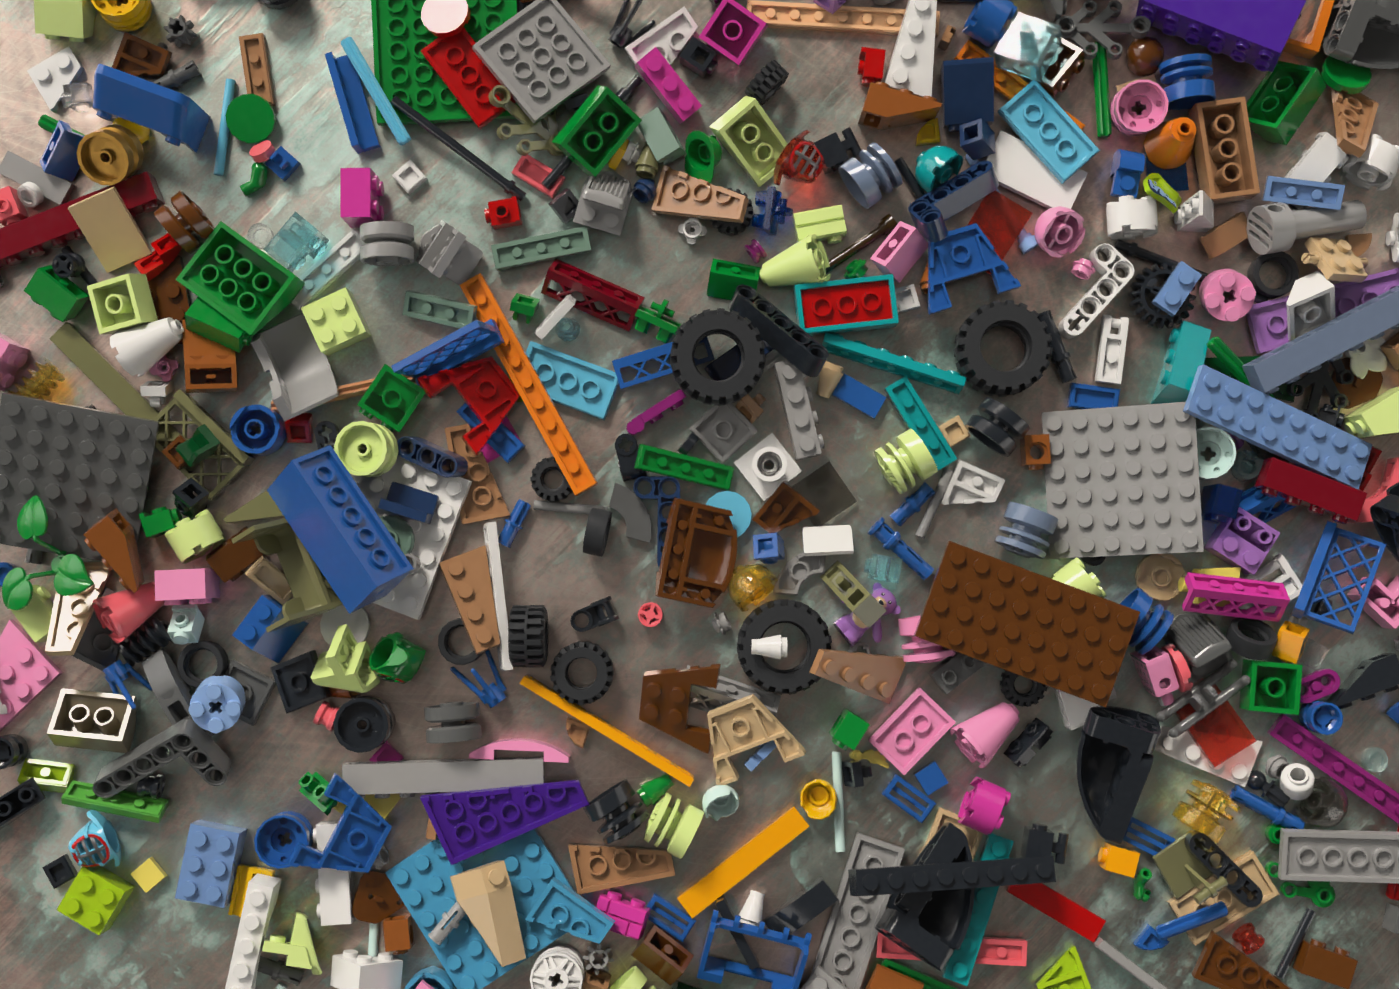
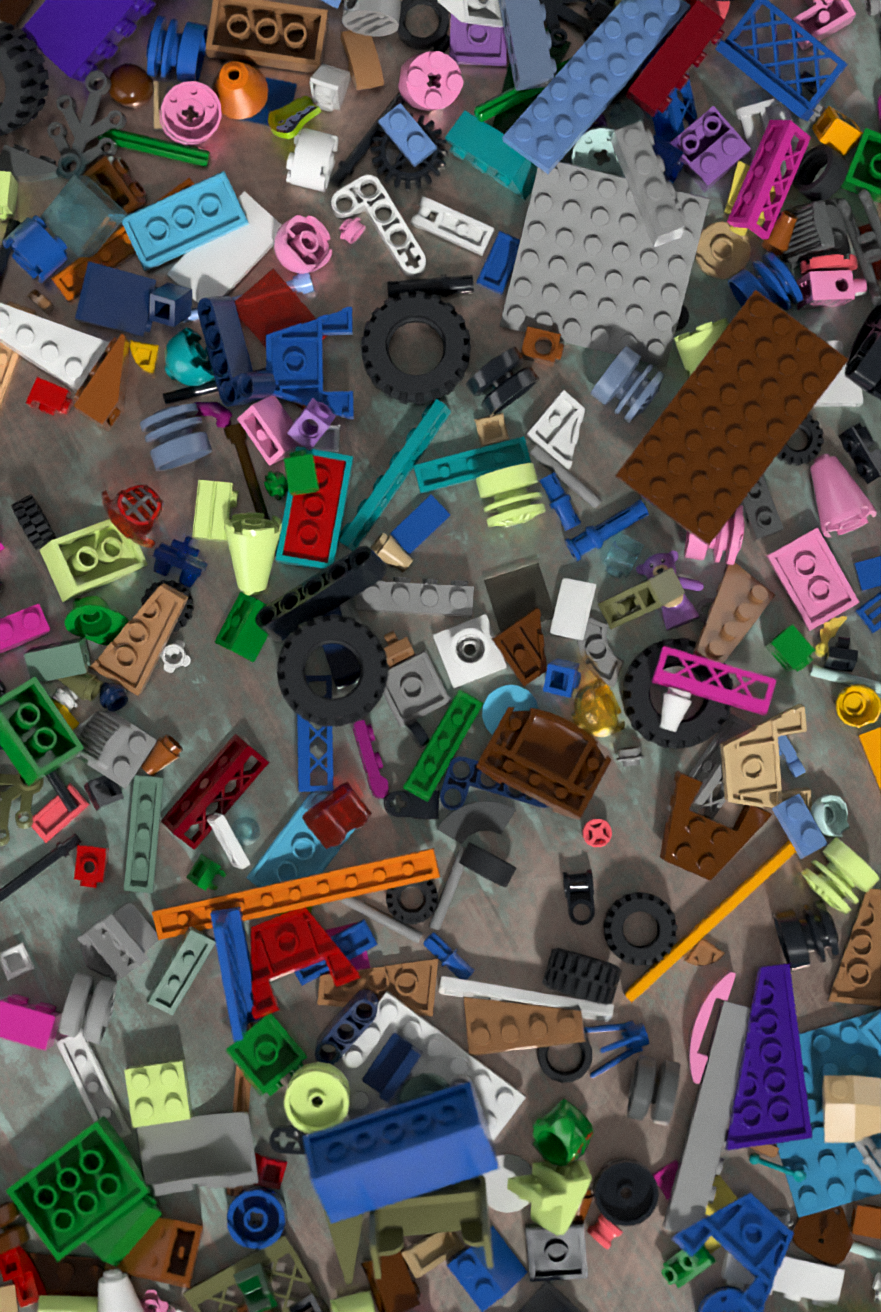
camera: 75 degrees left, 0 degrees up
(295, 242) = (56, 1112): clear light blue brick -> none
(418, 863) = (799, 1175): none -> teal hinge
(530, 461) = (383, 918): none -> light grey bar
(601, 397) = (337, 815): none -> clear red brick
(609, 243) = (162, 754): none -> dark orange cone
(654, 789) = (794, 886): green cone -> none
(667, 326) = (263, 723): green hips -> none
(704, 779) = (799, 826): none -> medium blue plate
(755, 251) = (220, 592): magenta bush -> none
(793, 679) = (713, 692): none -> dark pink fence
(835, 151) = (133, 469): black brick -> none
(871, 282) = (301, 473): none -> green brick
(902, 202) = (217, 410): none -> magenta arm
(906, 276) = (306, 433): none -> medium lavender brick
(1126, 172) = (258, 148): blue brick -> none
(1191, 620) = (781, 233): none -> dark orange cone
(1201, 495) = (647, 183): none -> light grey brick

